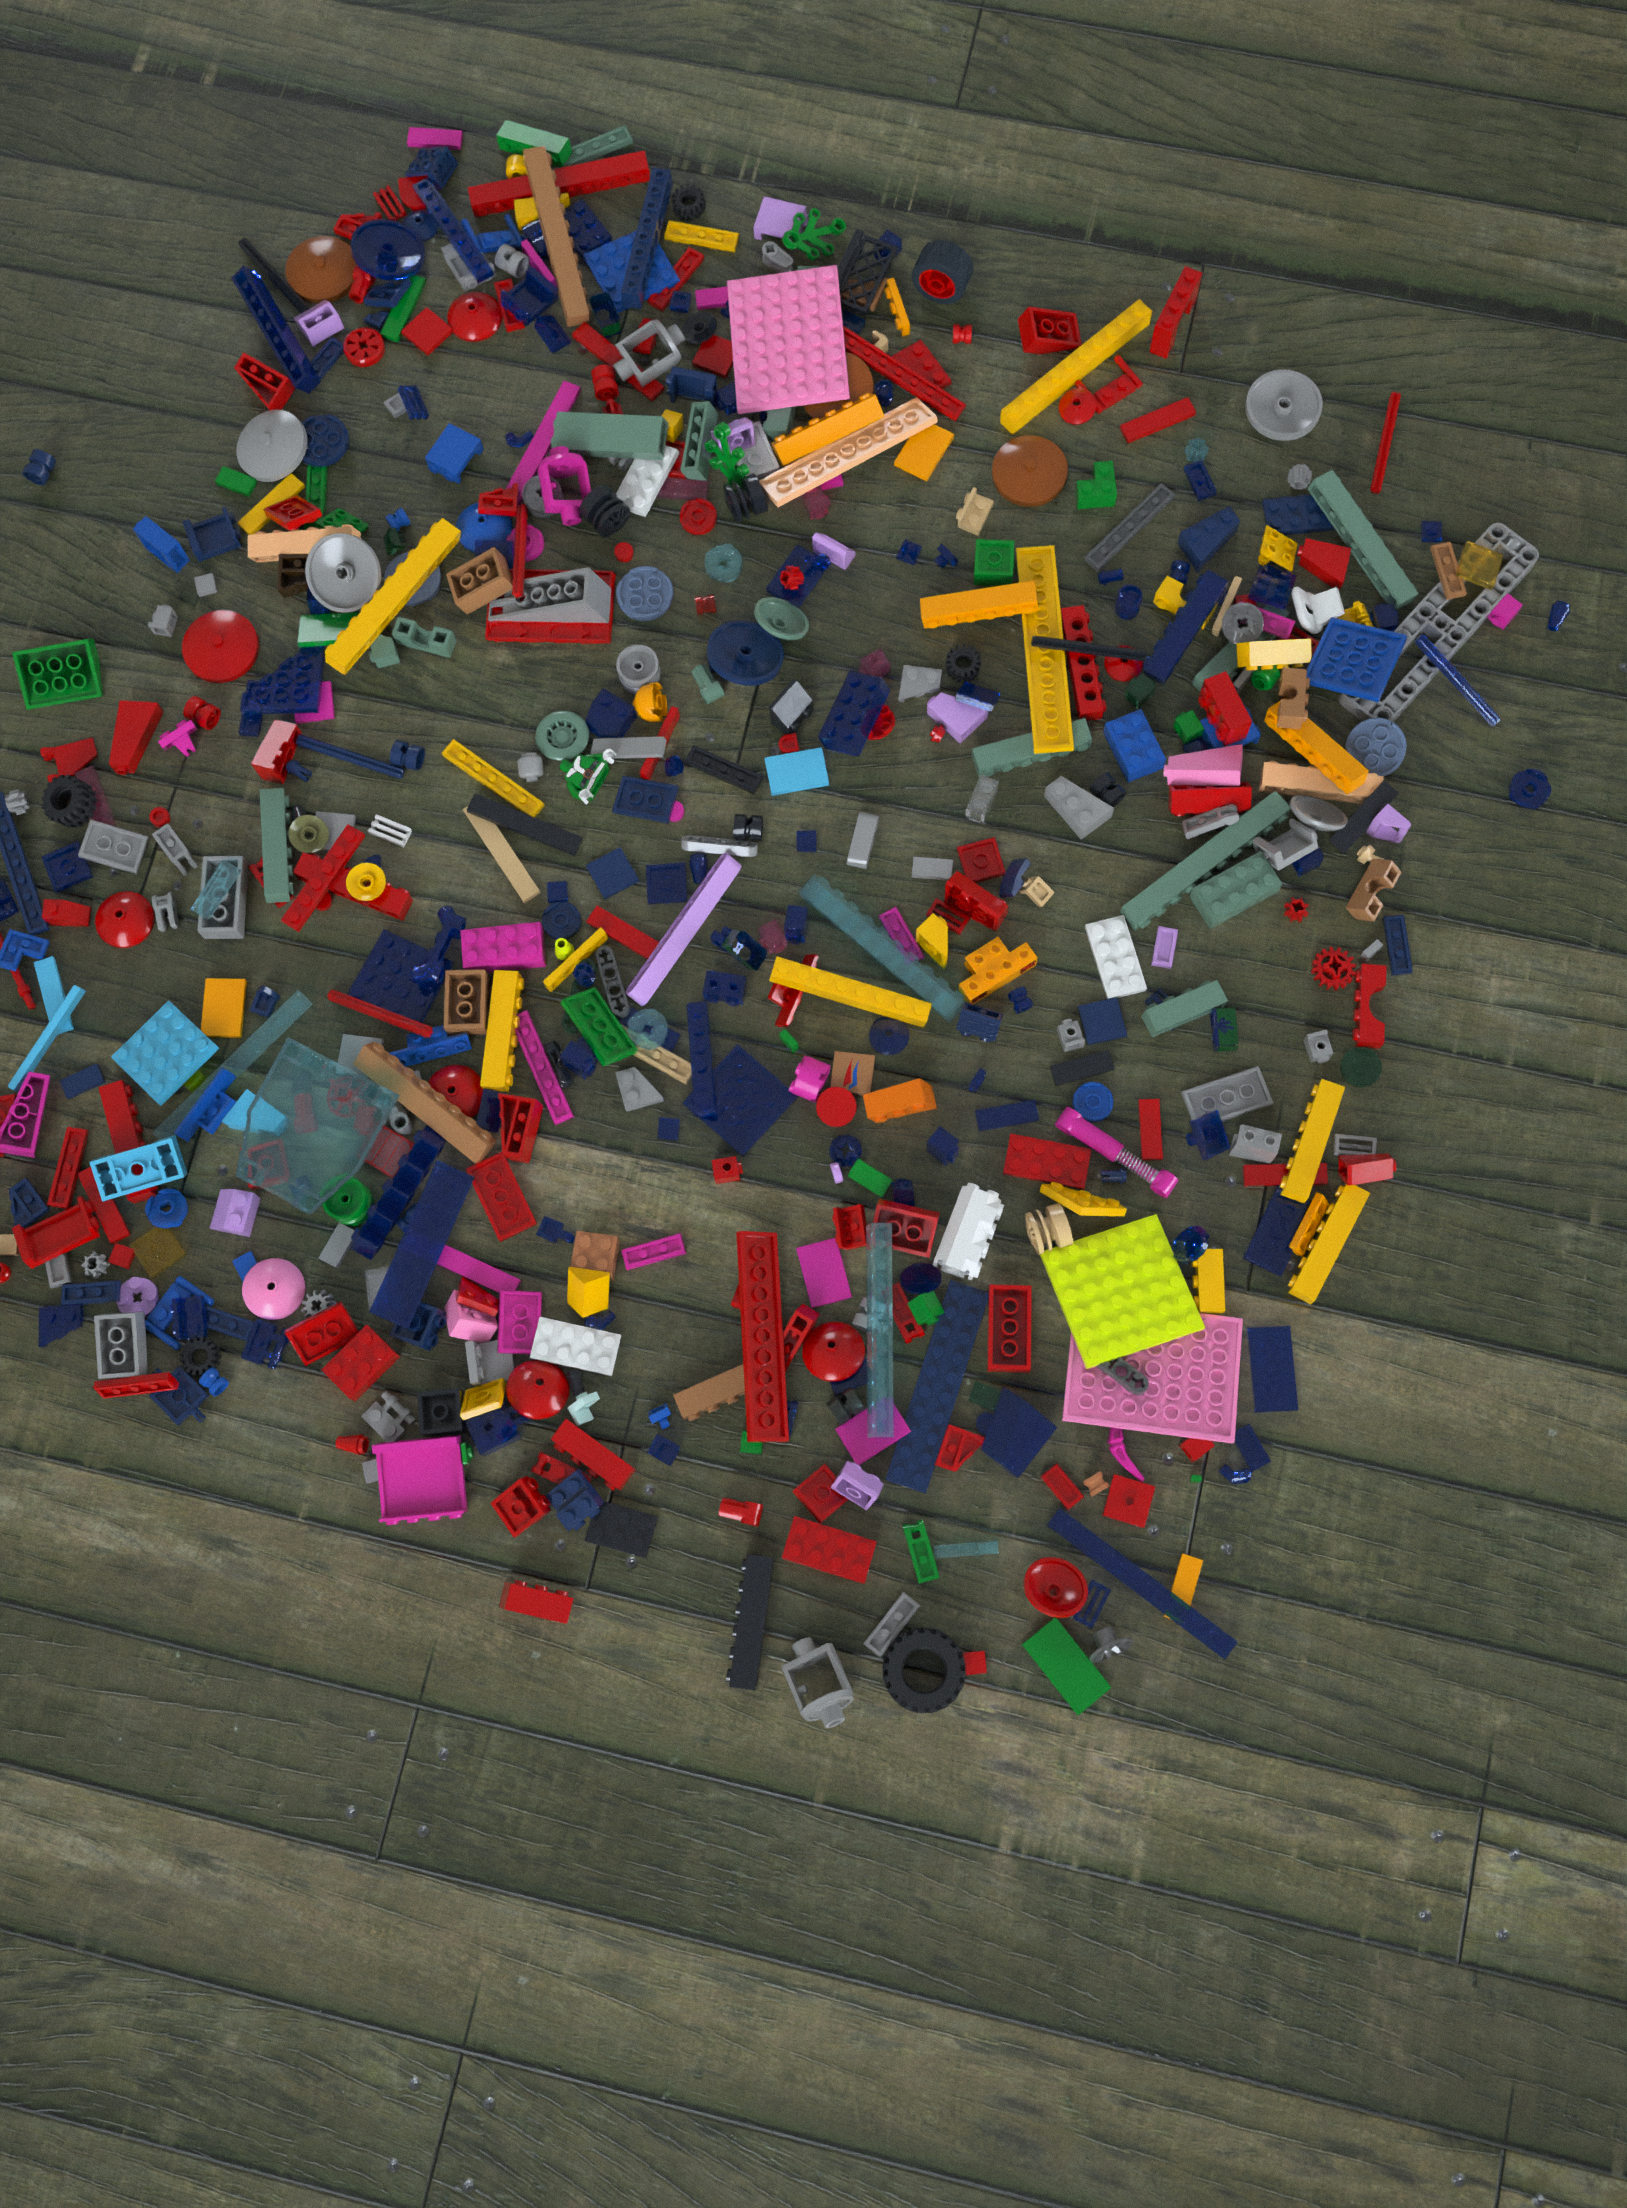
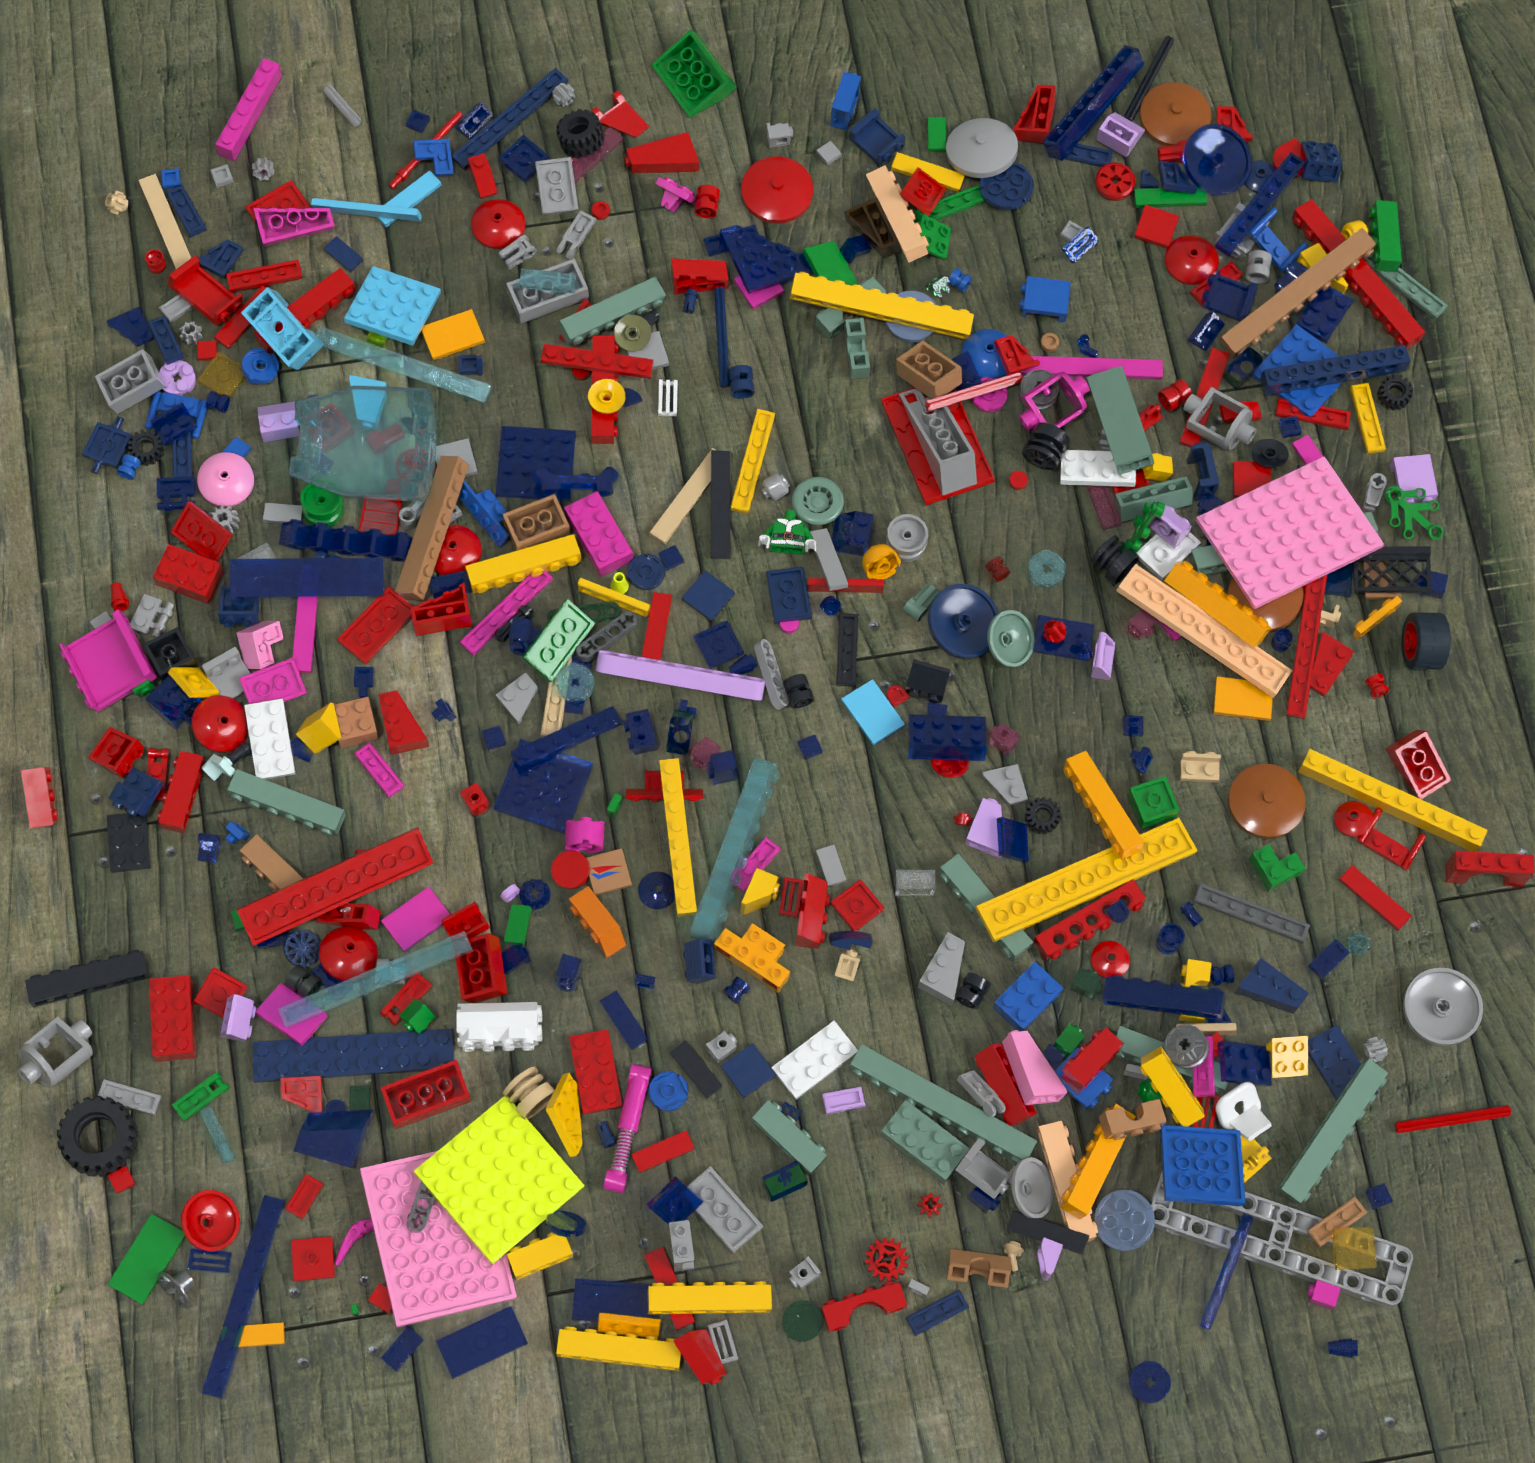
camera: 55 degrees right, 5 degrees down
(136, 1385) = (101, 407): red tile -> none
(182, 1269) = (217, 401): none -> clear blue wheel
(209, 1108) = (358, 361): blue bracket -> none
(327, 574) = (880, 255): light grey dish -> none
(380, 1013) = (497, 459): red axle -> none
(383, 193) = (1270, 128): red tile -> none
(434, 138) = (1353, 151): dark pink tile -> none
(476, 1297) = (279, 641): red wing -> none
(498, 469) = (1049, 342): none -> medium nougat tile
(536, 262) = (1266, 289): dark pink tile -> none
(582, 970) = (601, 604): clear blue wheel -> none
(616, 1212) = (400, 725): none -> red wedge
(621, 1165) = (443, 711): none -> clear blue tile
(644, 593) = (987, 514): sand blue tile -> none
(650, 1354) = (286, 802): none -> sand green brick
(698, 516) = (1083, 529): red tile -> none
(746, 1512) = (180, 937): red piece -> none
(808, 1394) = (301, 948): none -> dark blue wheel
(820, 714) = (936, 709): none -> clear blue plate
(862, 840) = (830, 794): light grey beam -> none
(921, 1278) = (441, 1002): clear blue dish -> none
(1087, 632) = (1118, 911): none -> clear blue tile
(1088, 648) = (1102, 918): black axle -> none
(1096, 1484) = (316, 1223): nougat wheel -> none
(1236, 1477) = (370, 1345): clear blue arm -> none
(1325, 561) = (1298, 1106): red slope -> none
(1384, 617) = (1263, 1182): clear blue brick -> none

